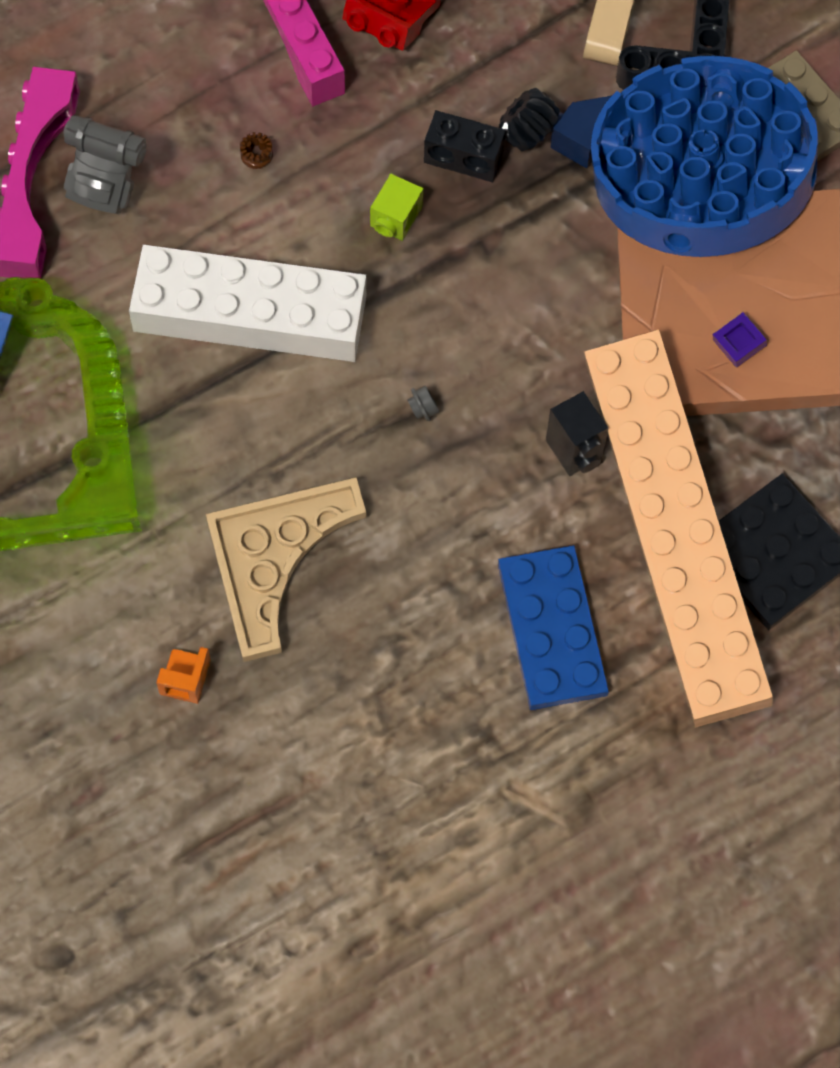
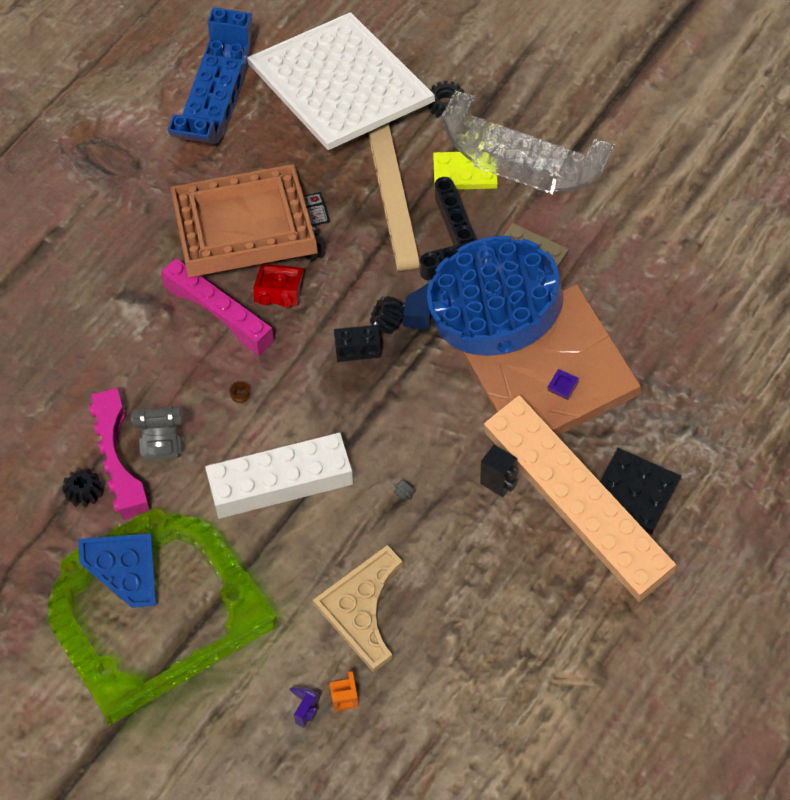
camera: 20 degrees left, 10 degrees down
(120, 673) = (307, 708): none -> dark purple plate
(396, 207) = (335, 391): lime brick -> none
(552, 628) = (535, 581): blue plate -> none

